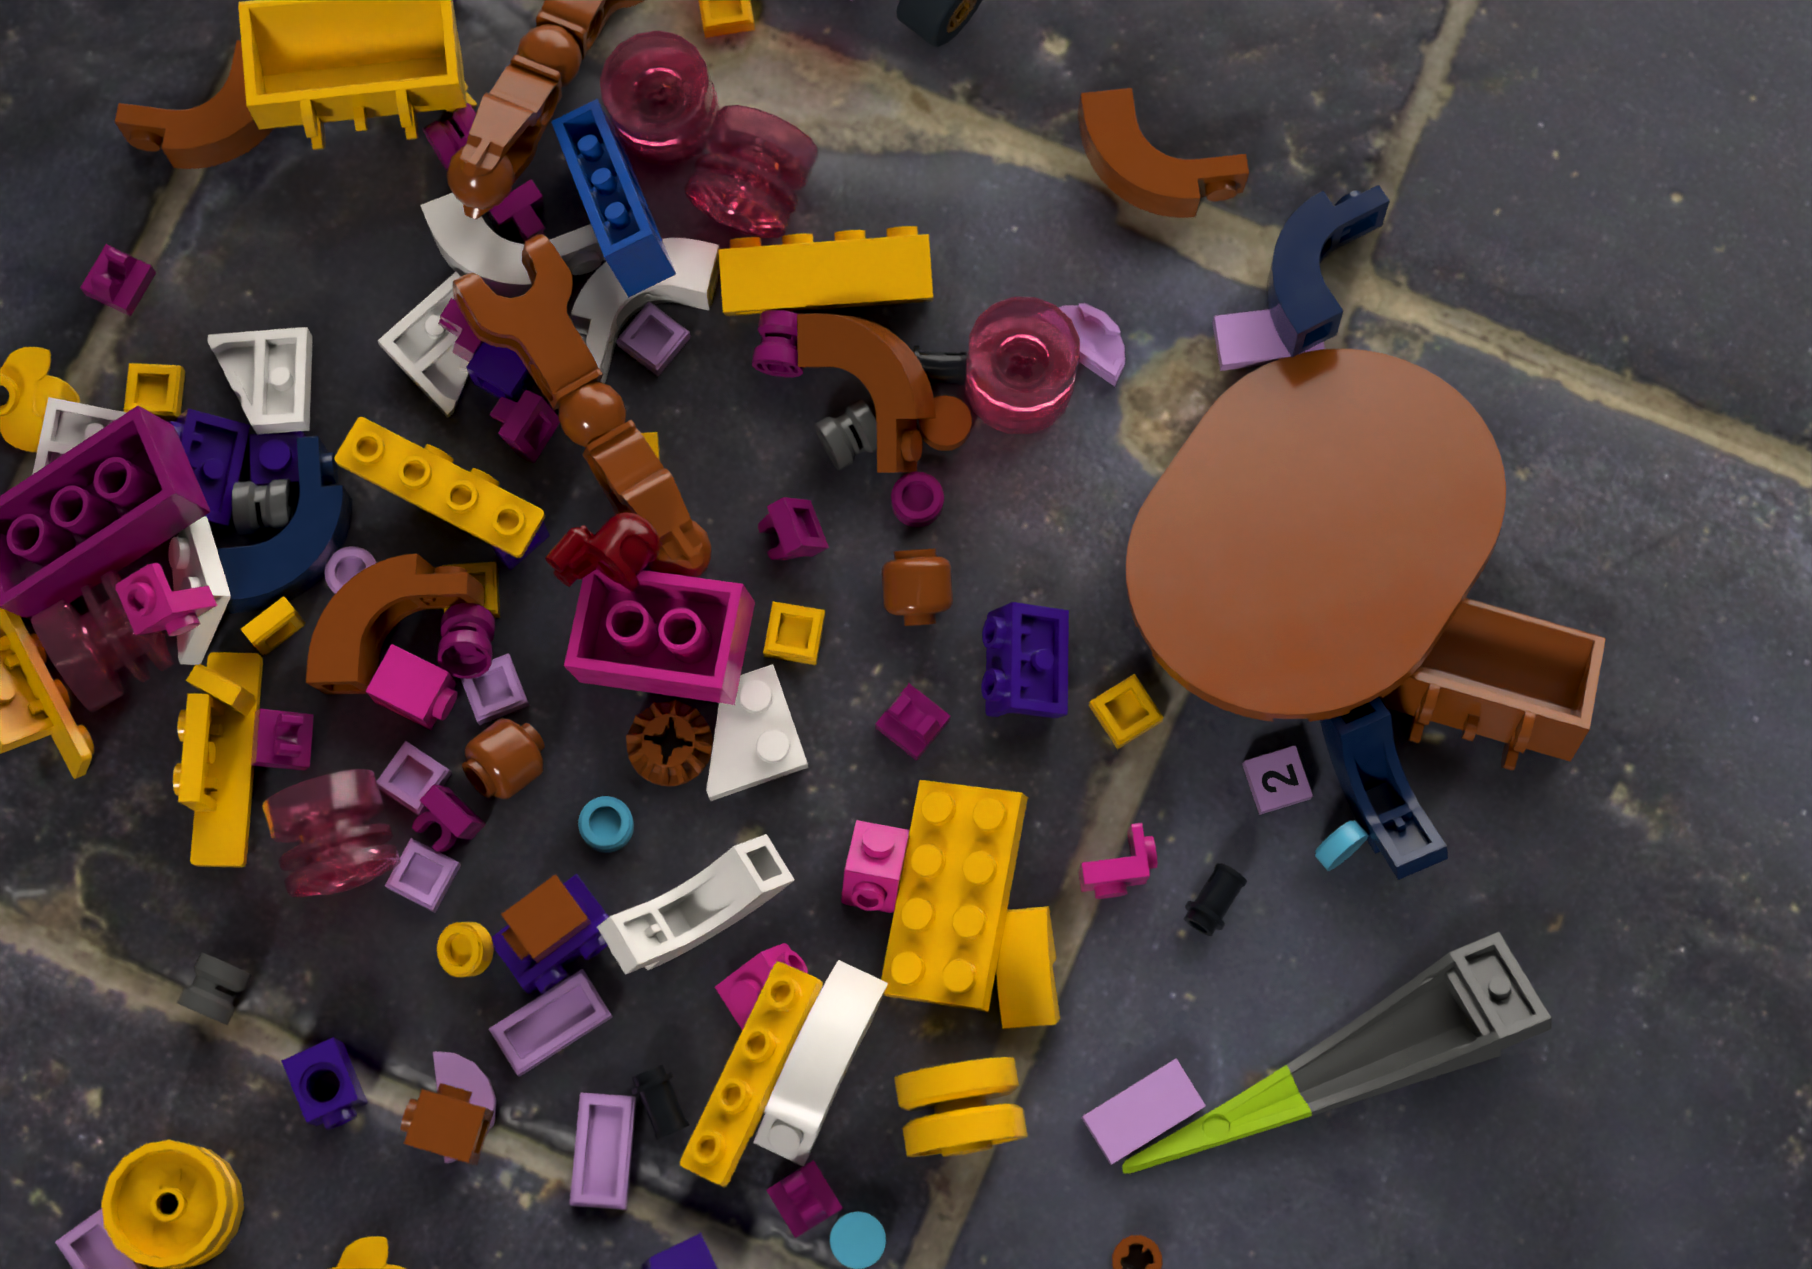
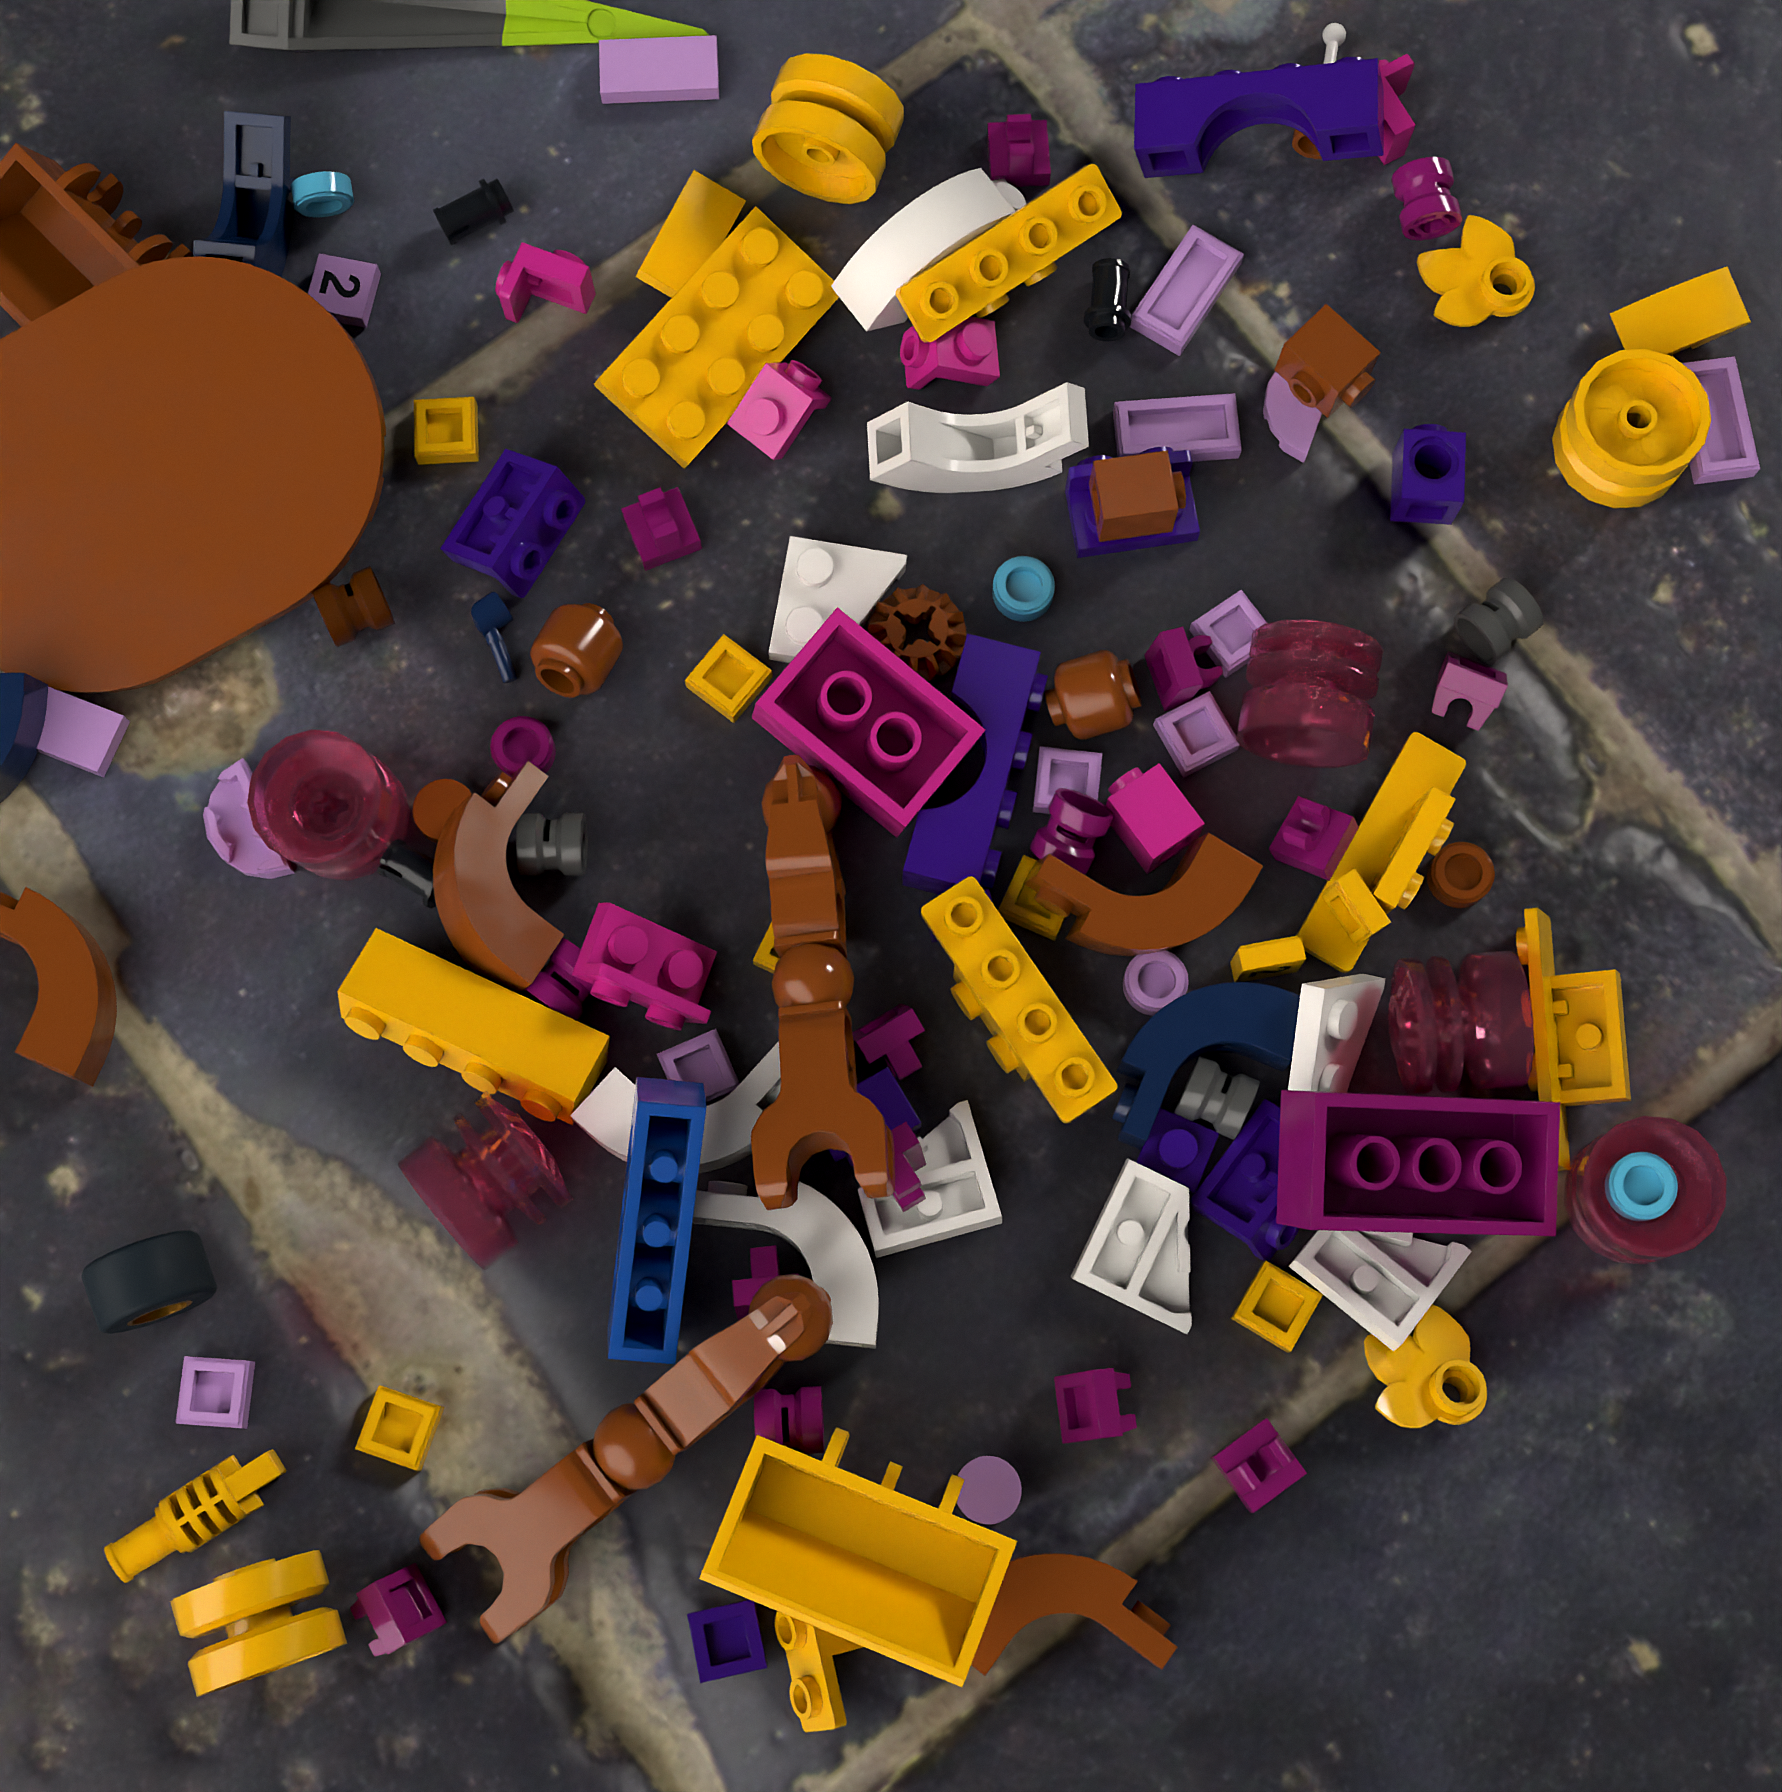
camera: 150 degrees left, 0 degrees up
(153, 775) = (1460, 874): none -> dark orange tile
(156, 608) = (1383, 988): dark pink bracket -> none
(213, 925) = (1471, 681): none -> magenta tile
(254, 253) = (1090, 1405): none -> magenta tile
(300, 169) = (989, 1490): none -> lavender tile
(465, 949) = (1227, 534): yellow tile -> none
(581, 718) = (955, 840): none -> dark purple arch
(616, 550) = (862, 802): dark red piece -> none
(652, 73) = (496, 1322): clear pink wheel -> none
(725, 374) = (645, 964): none -> dark pink bracket
(796, 528) = (665, 774): magenta tile -> none
(857, 1240) = (988, 93): medium azure tile -> none
(1002, 579) = (489, 616): none -> dark blue hand
(1103, 530) = (353, 606): none -> reddish brown wheel

